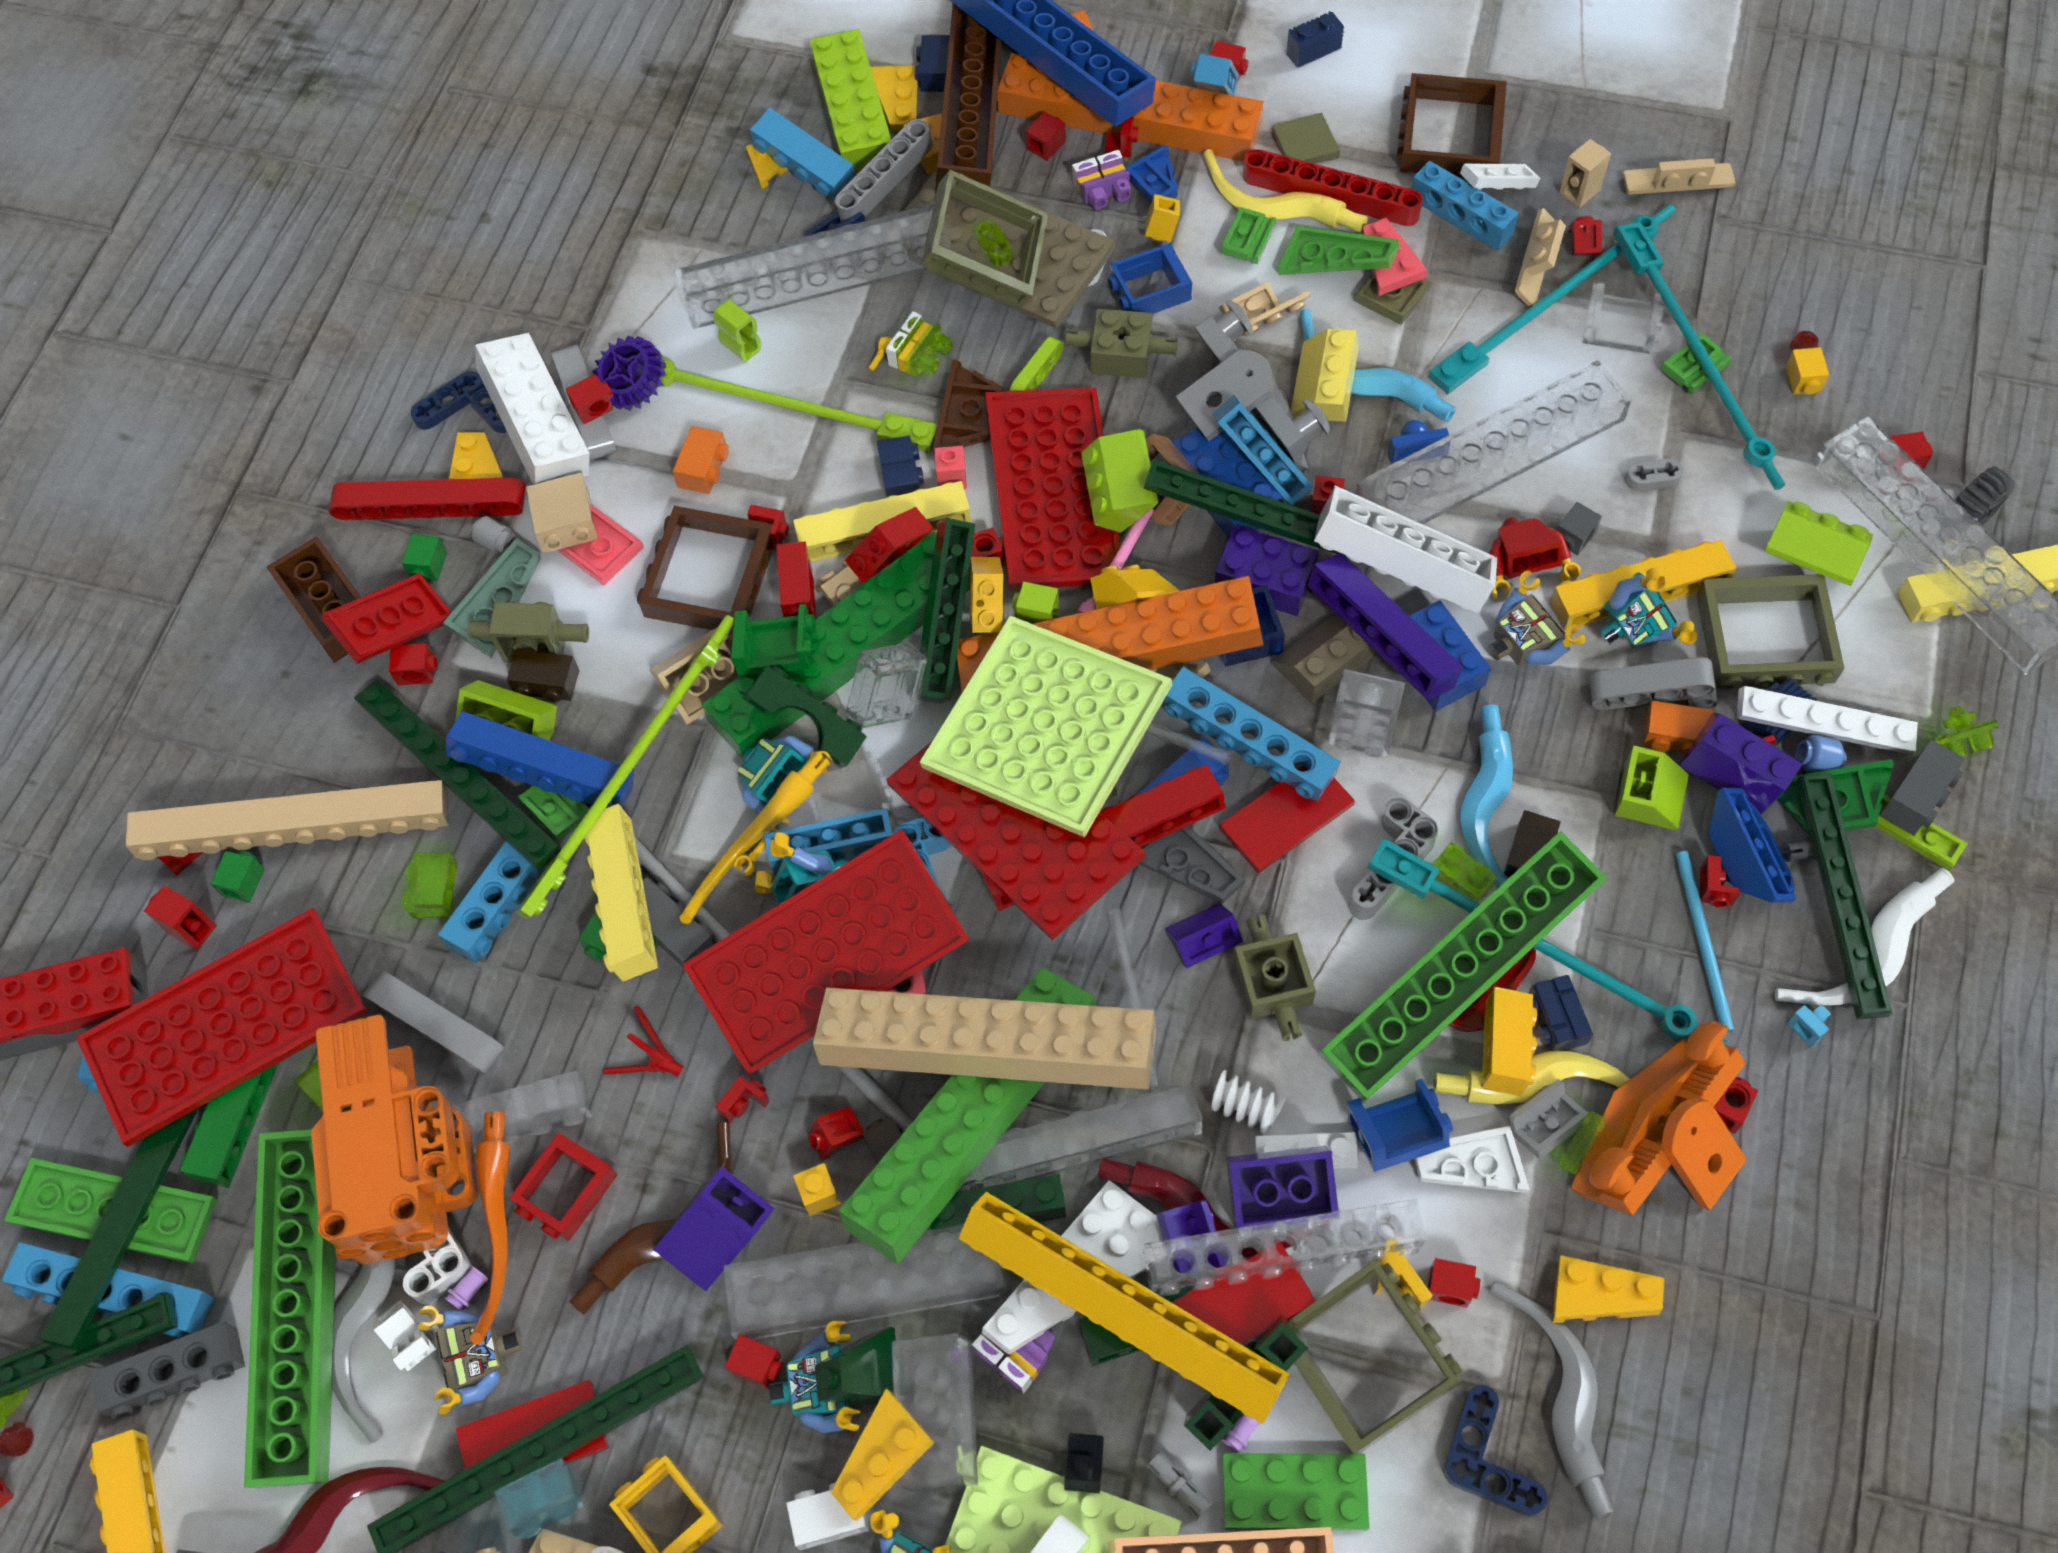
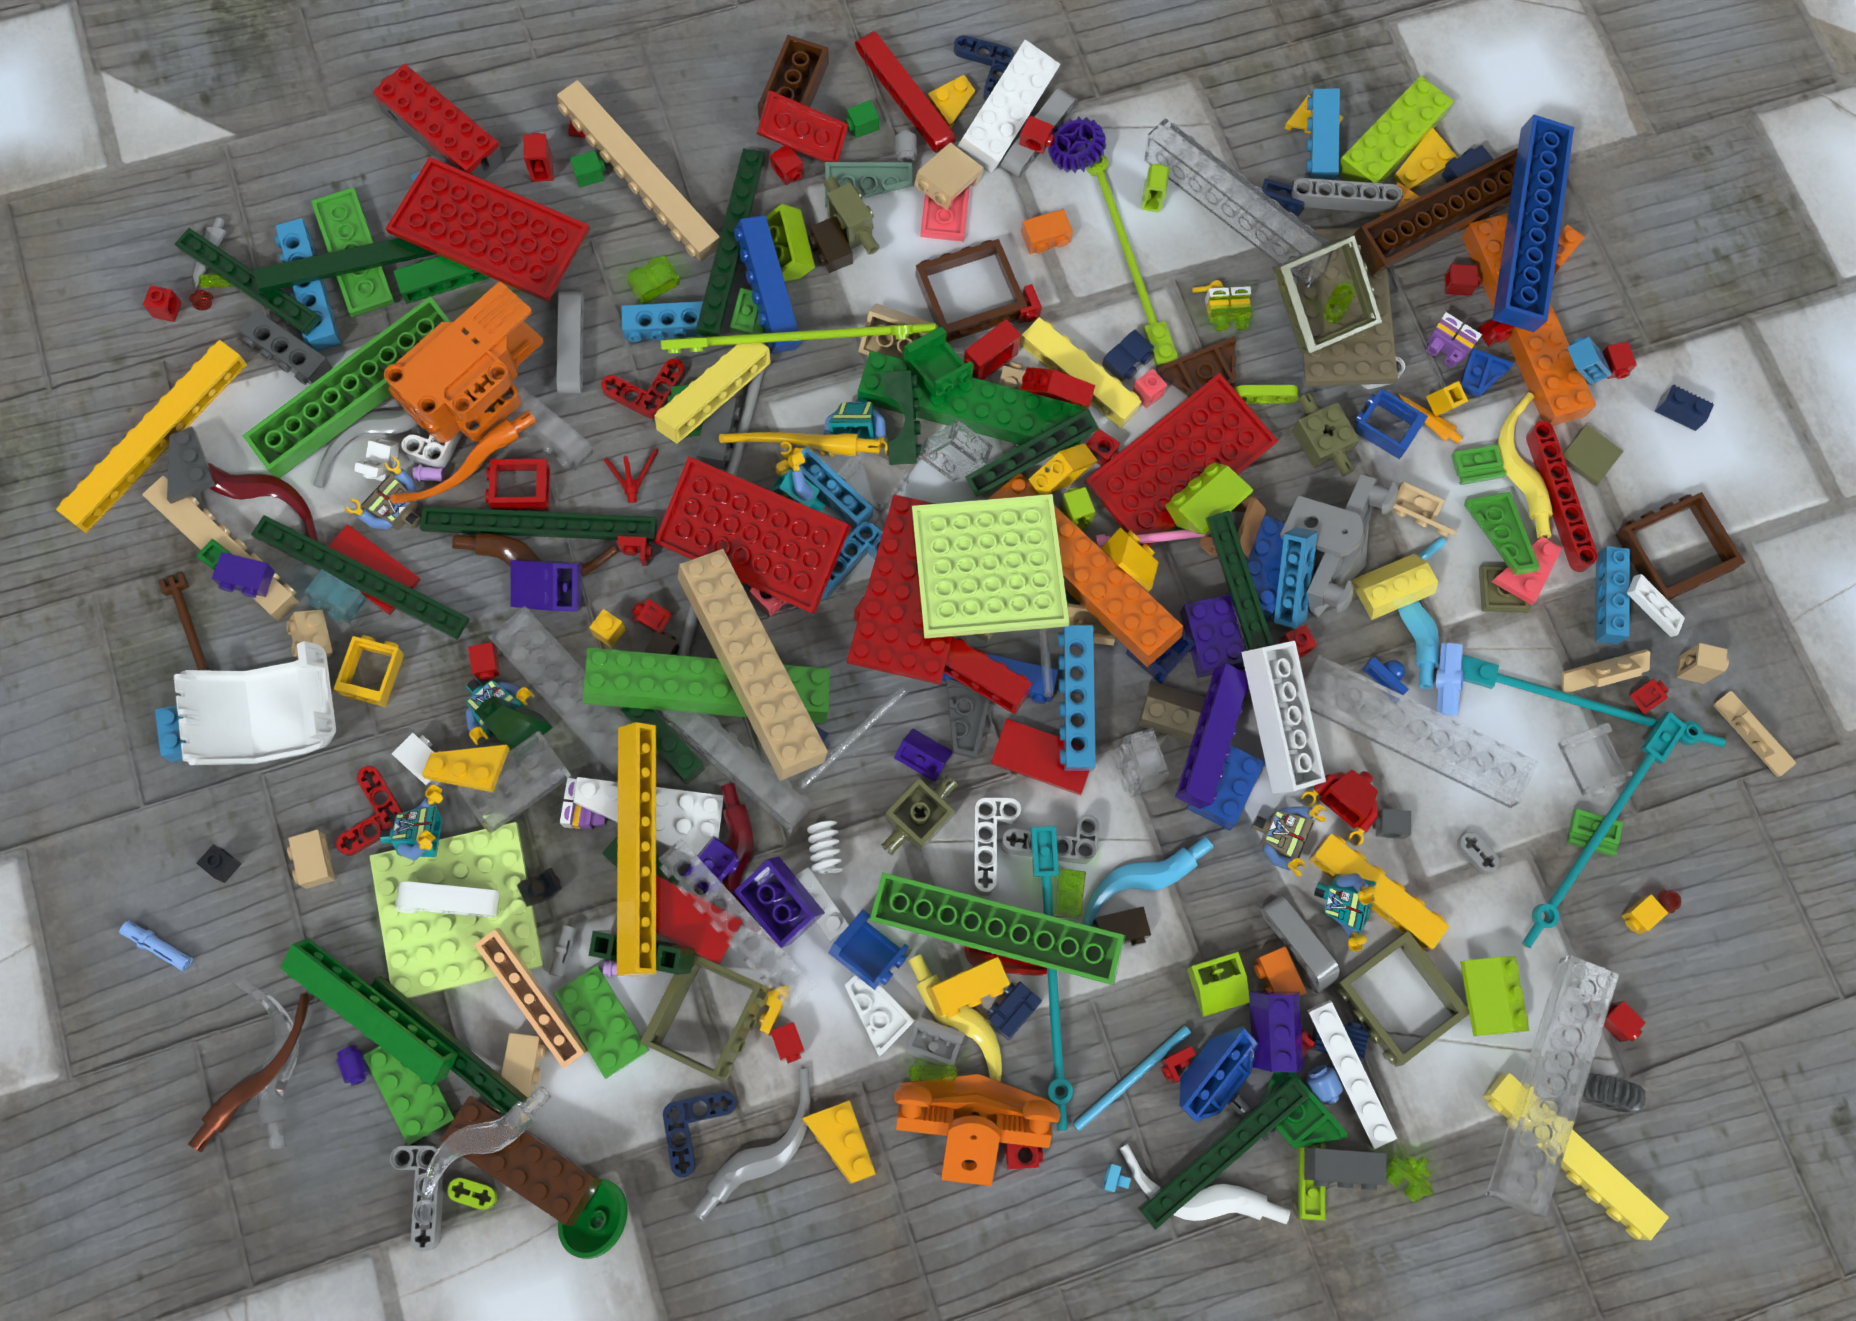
camera: 45 degrees right, 10 degrees up
(564, 981) = (645, 397): none -> red beam
(623, 1199) = (536, 523): none -> dark green plate
(1187, 243) = (1437, 424): none -> light orange bar
(1356, 925) = (989, 846): none -> white beam
(1458, 387) = (1449, 679): none -> light blue piece

